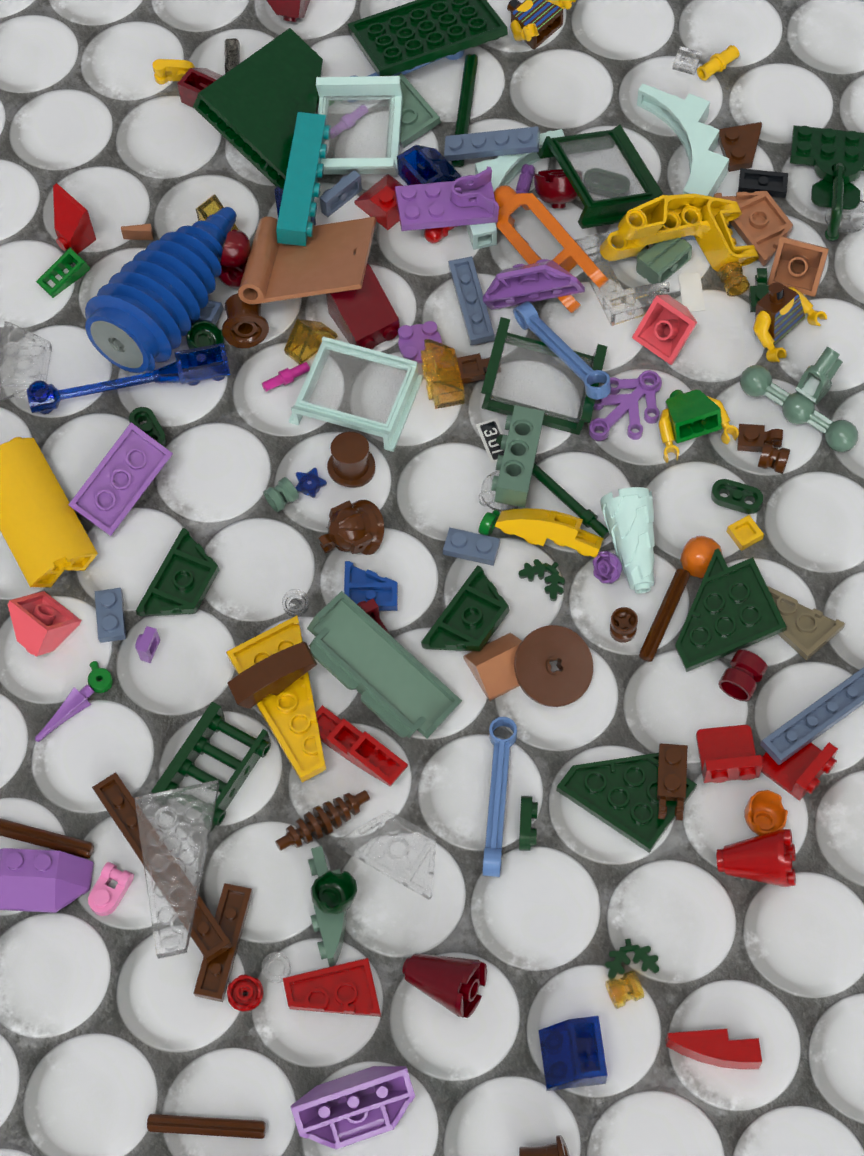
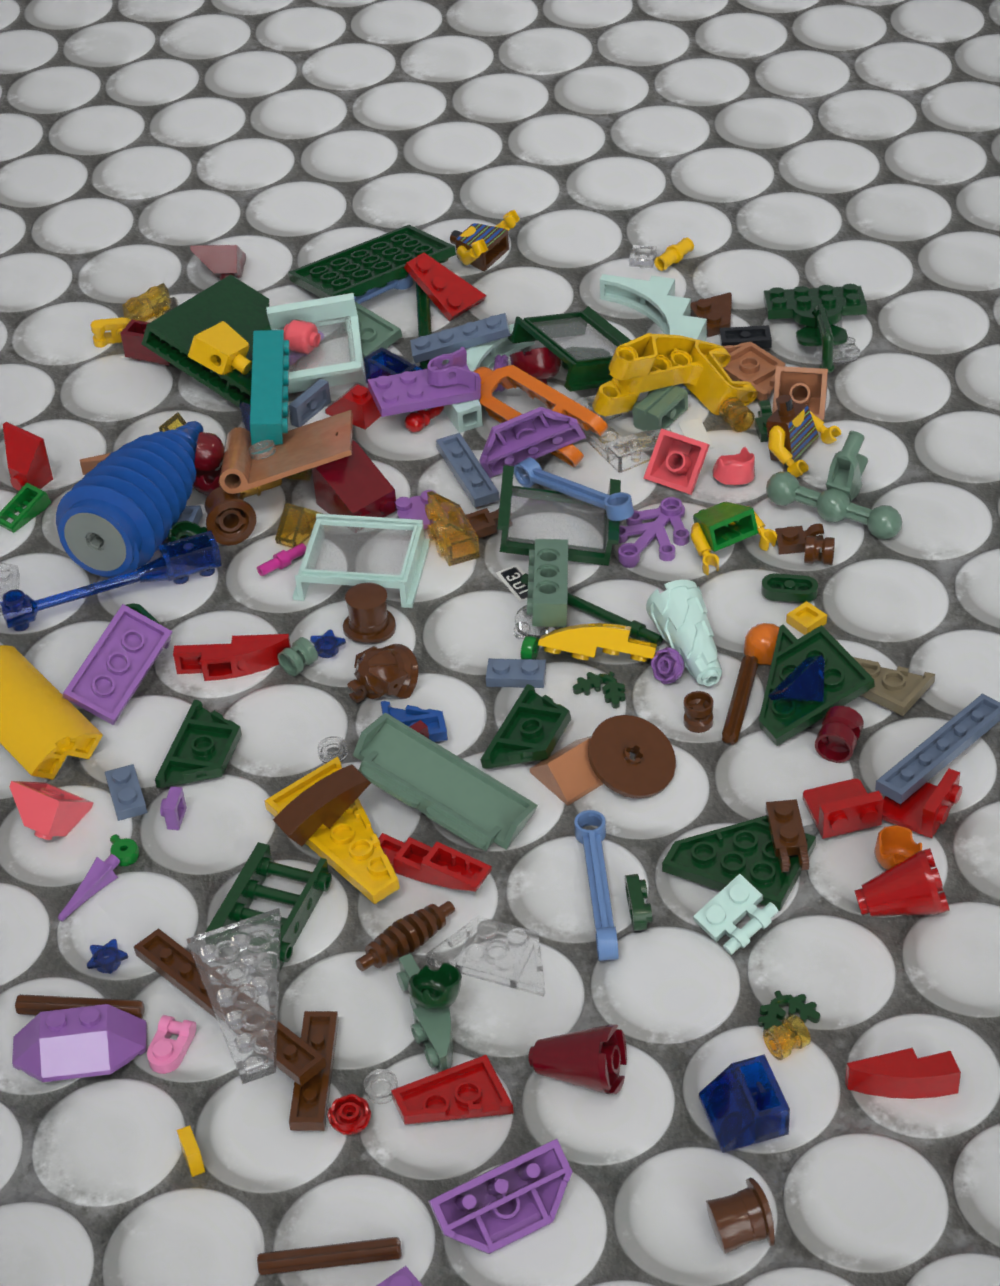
camera: 10 degrees left, 20 degrees down
(72, 796) = (109, 964): none -> clear blue plate
(109, 1004) = (190, 1151): none -> yellow tile
(209, 45) = (148, 304): none -> clear yellow plate
(232, 486) = (224, 661): none -> red slope
(264, 130) = (221, 350): none -> yellow torso
(285, 252) = (262, 449): none -> clear tile
(344, 115) = (302, 336): none -> coral head
(489, 72) = (443, 287): none -> red wing
(604, 846) = (729, 908): none -> light aqua plate
(717, 344) = (735, 469): none -> coral hair
(721, 618) = (803, 683): none -> clear blue slope

